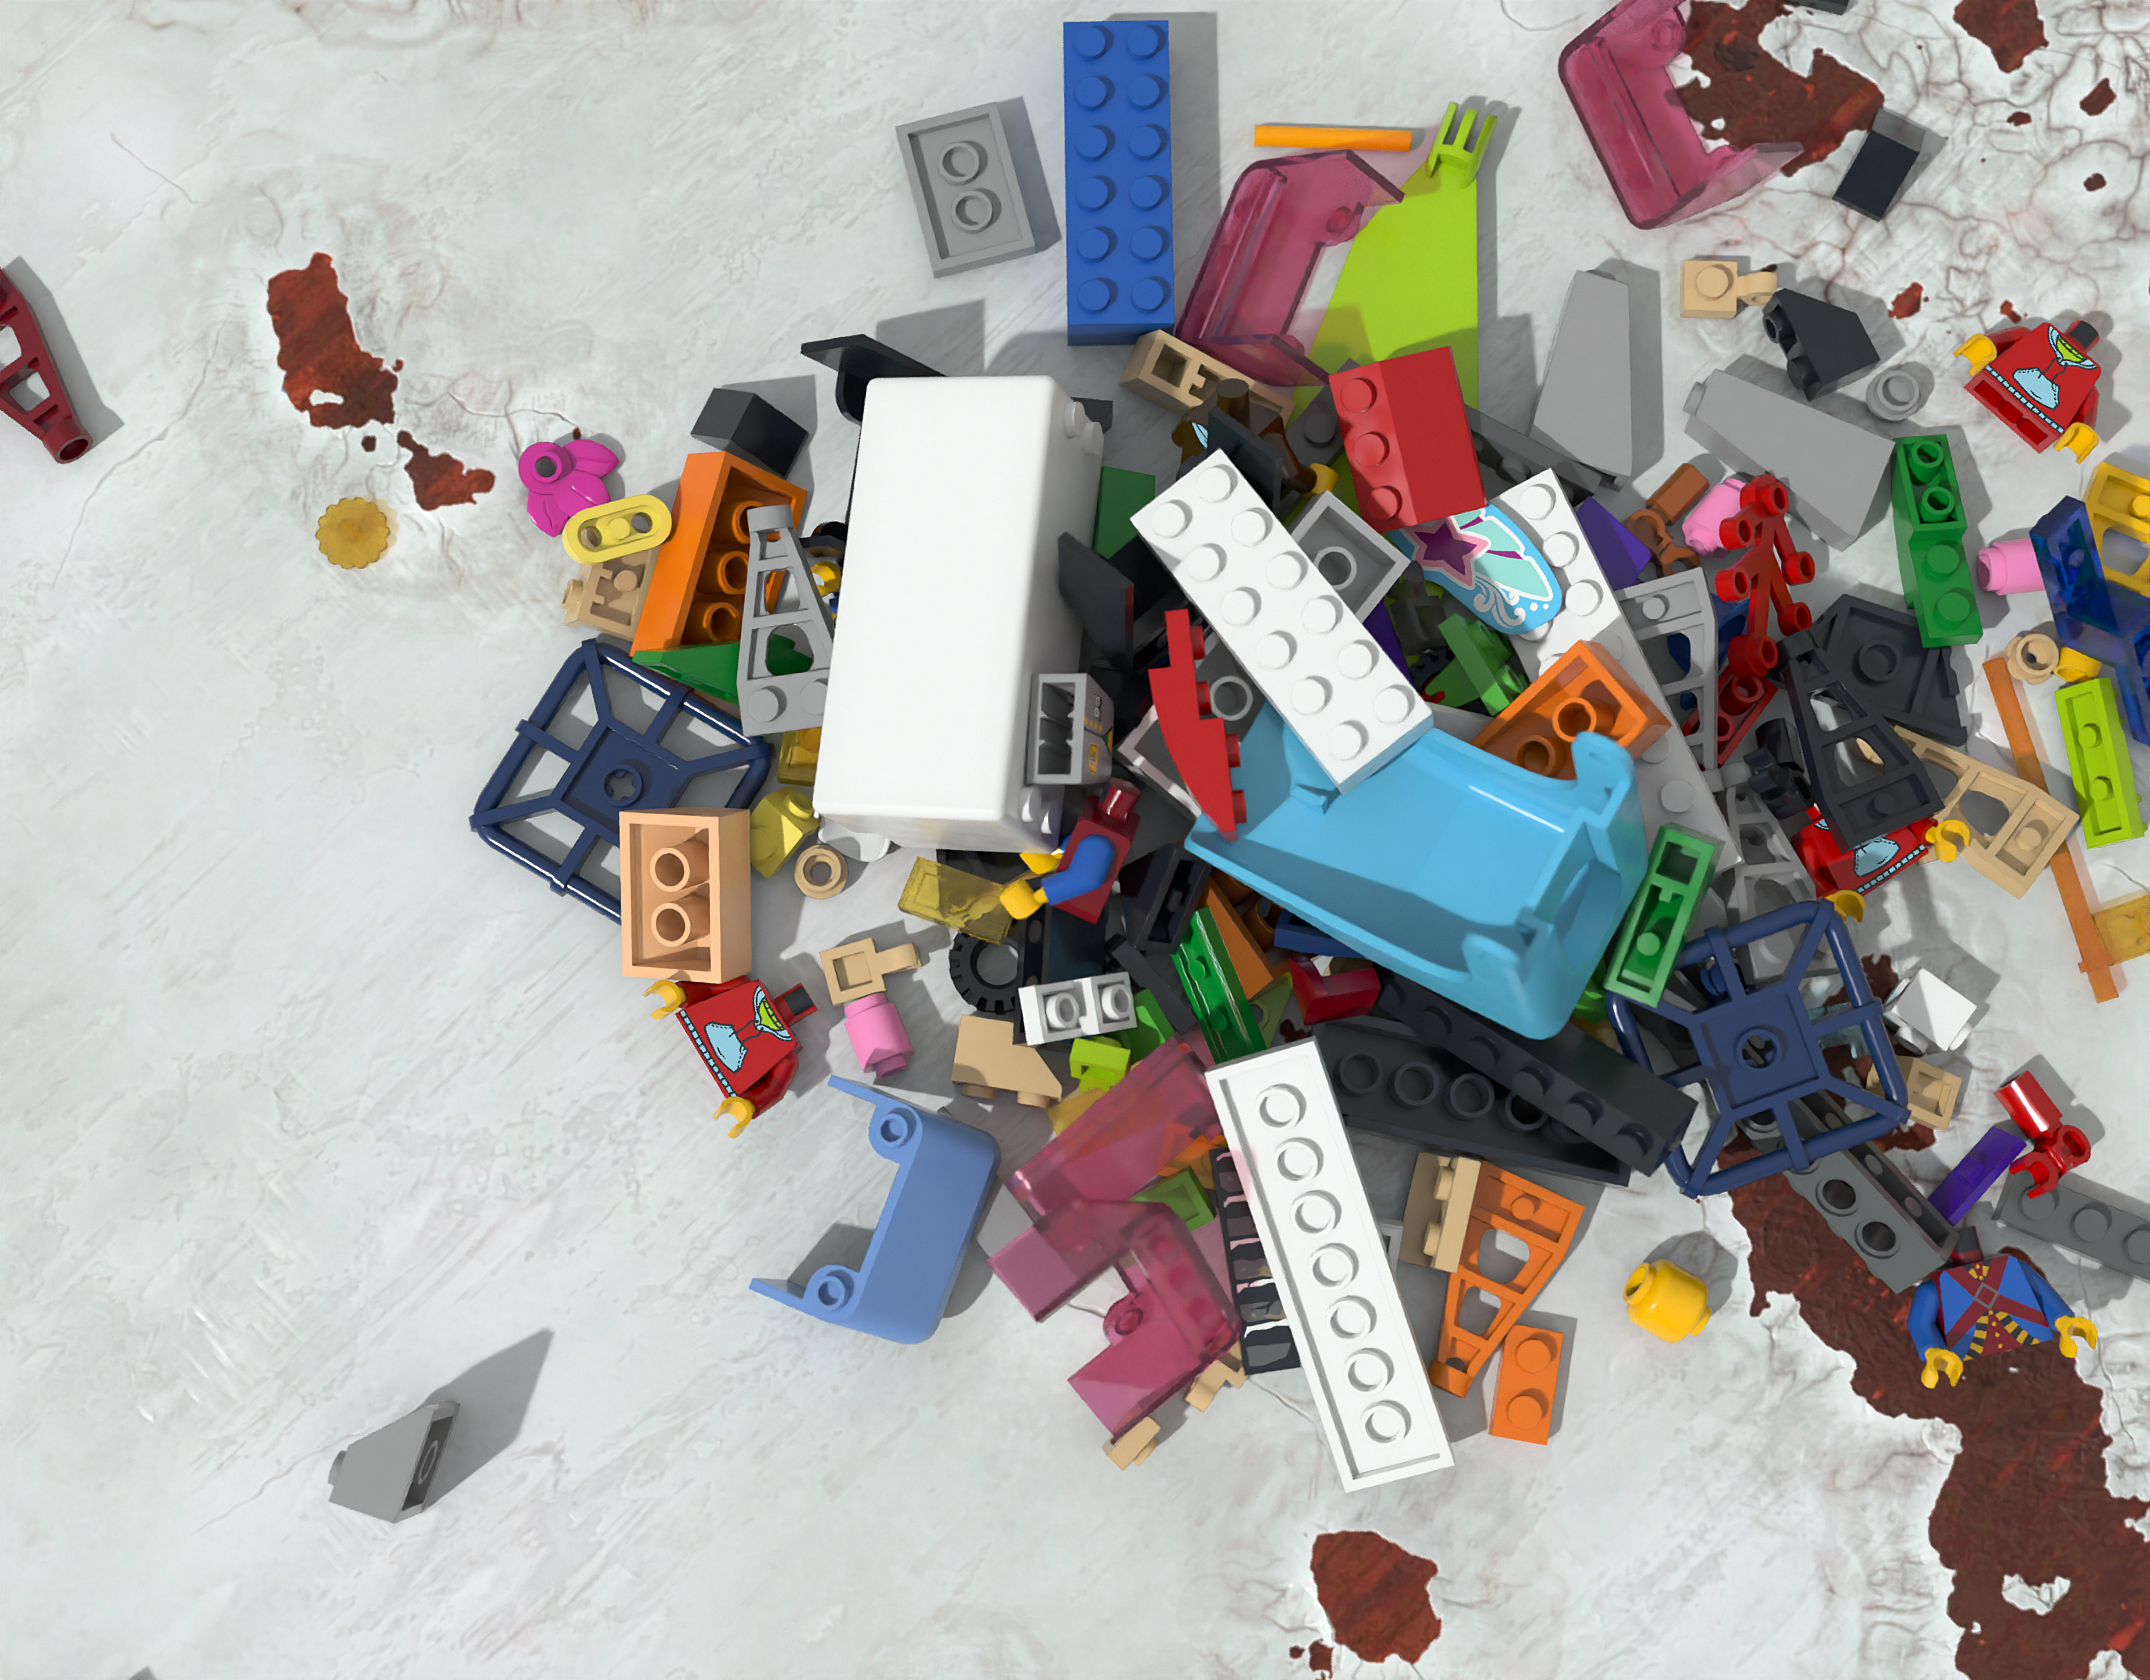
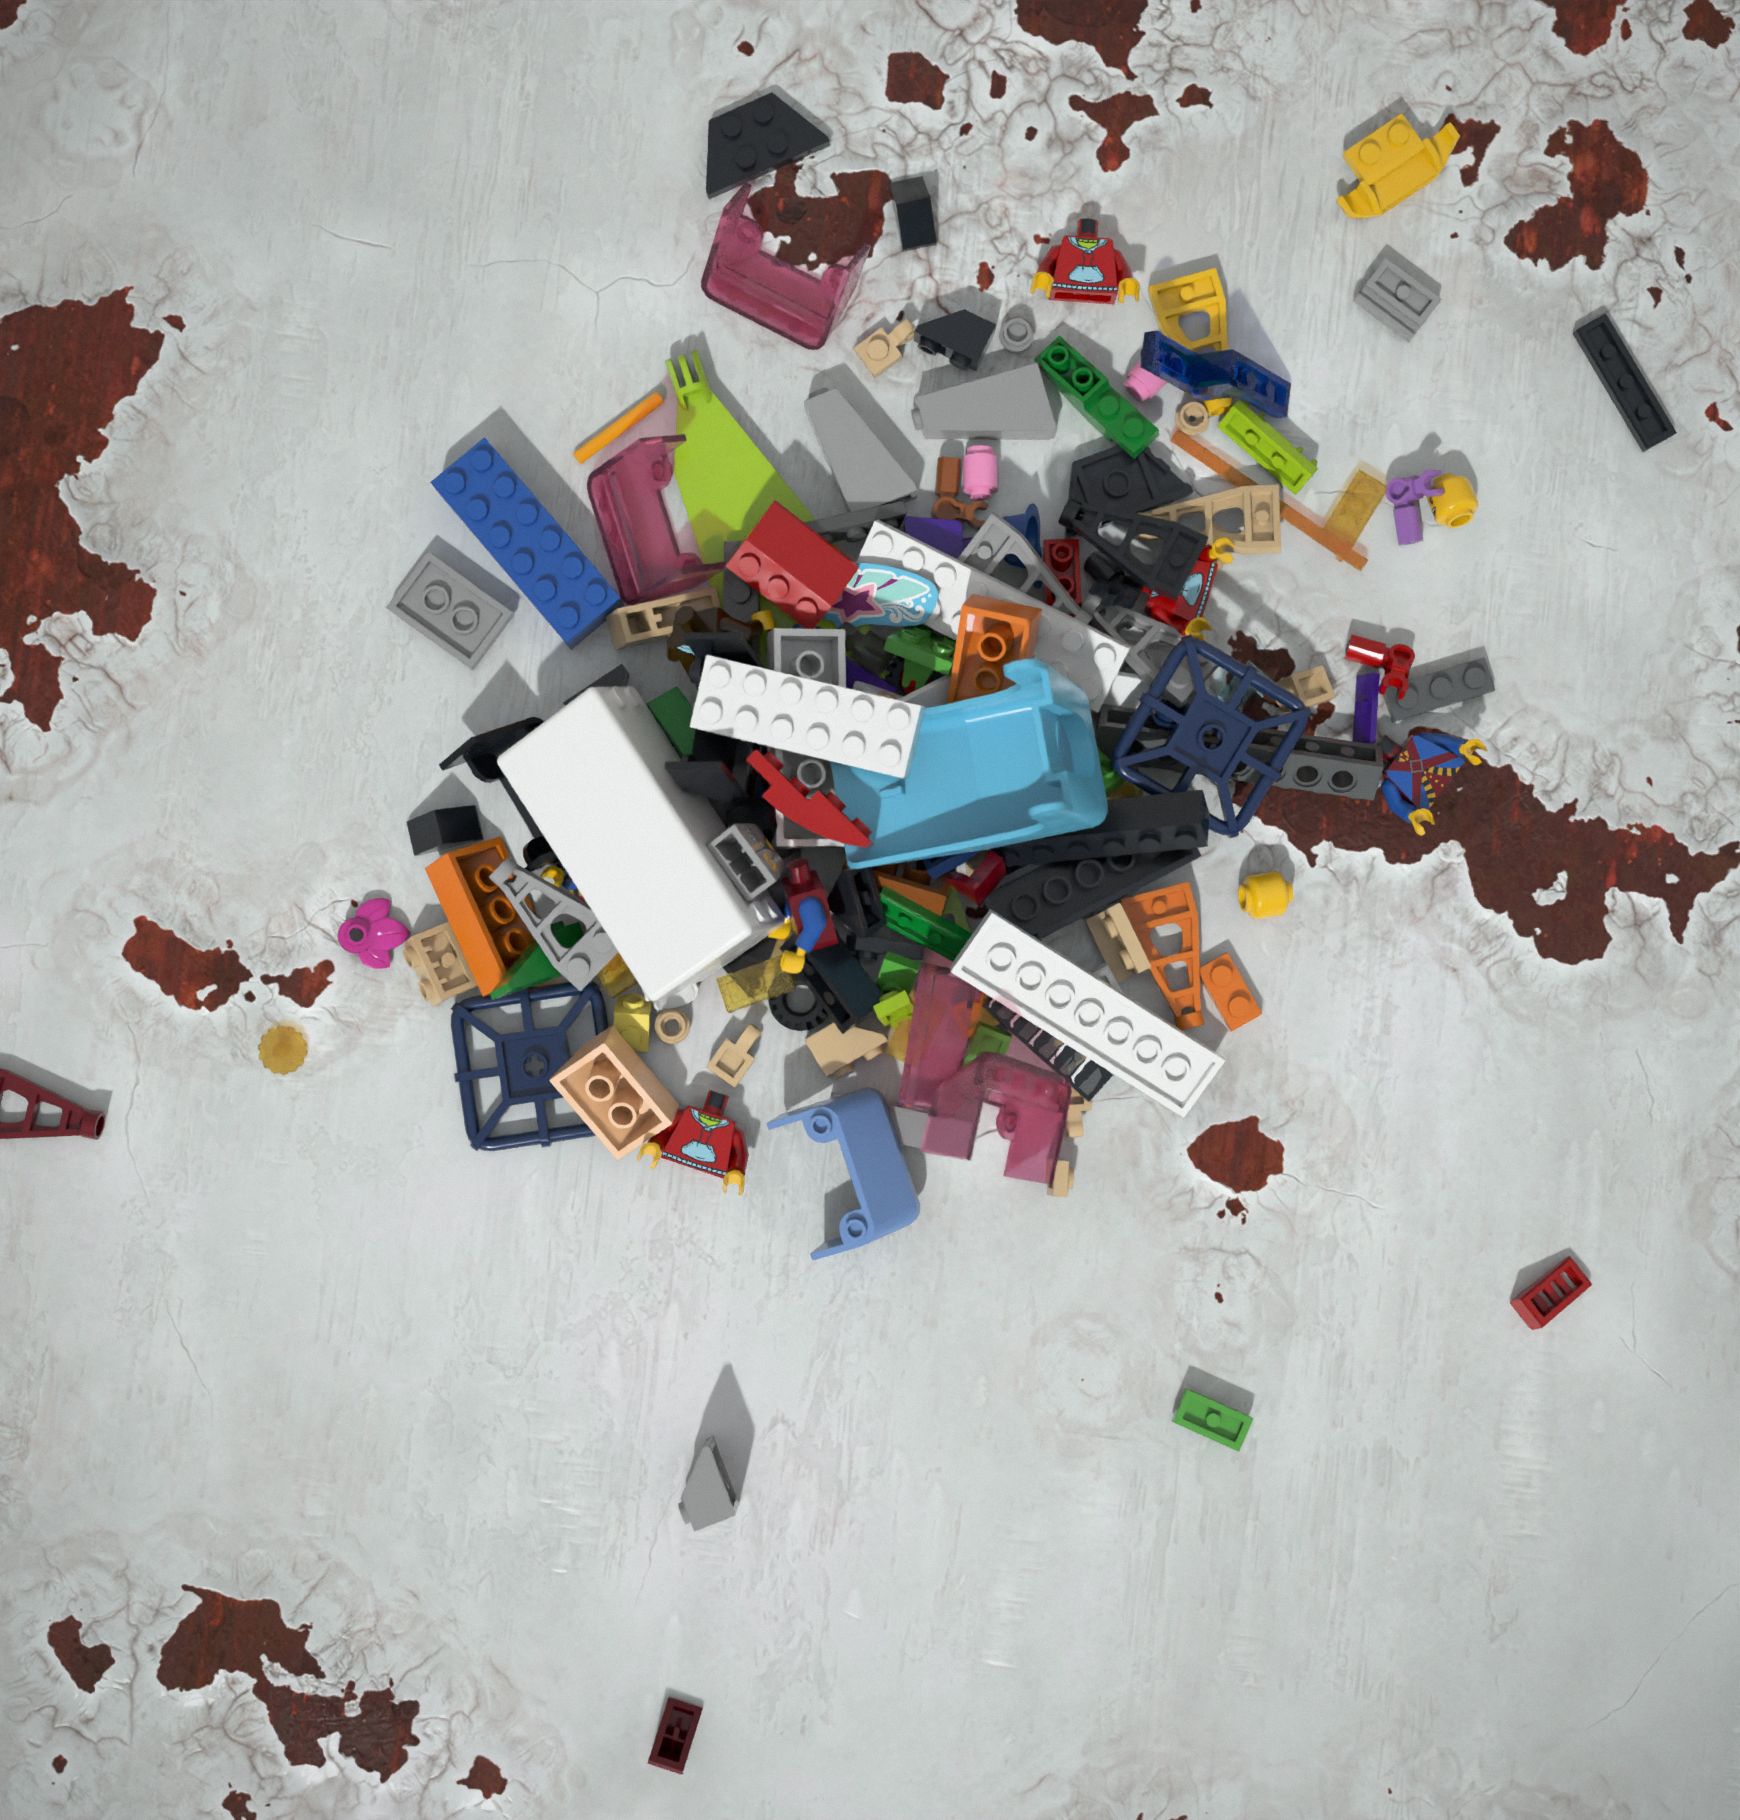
camera: 40 degrees left, 5 degrees up
(615, 531) = (423, 939): light yellow plate -> none
(878, 1035) = (770, 1084): bright pink brick -> none
(1077, 1008) = (861, 990): white slope -> none
(1663, 912) = (1111, 707): green slope -> none
(1762, 508) = (999, 454): red plant -> none
(1927, 1013) = (1280, 646): white brick -> none

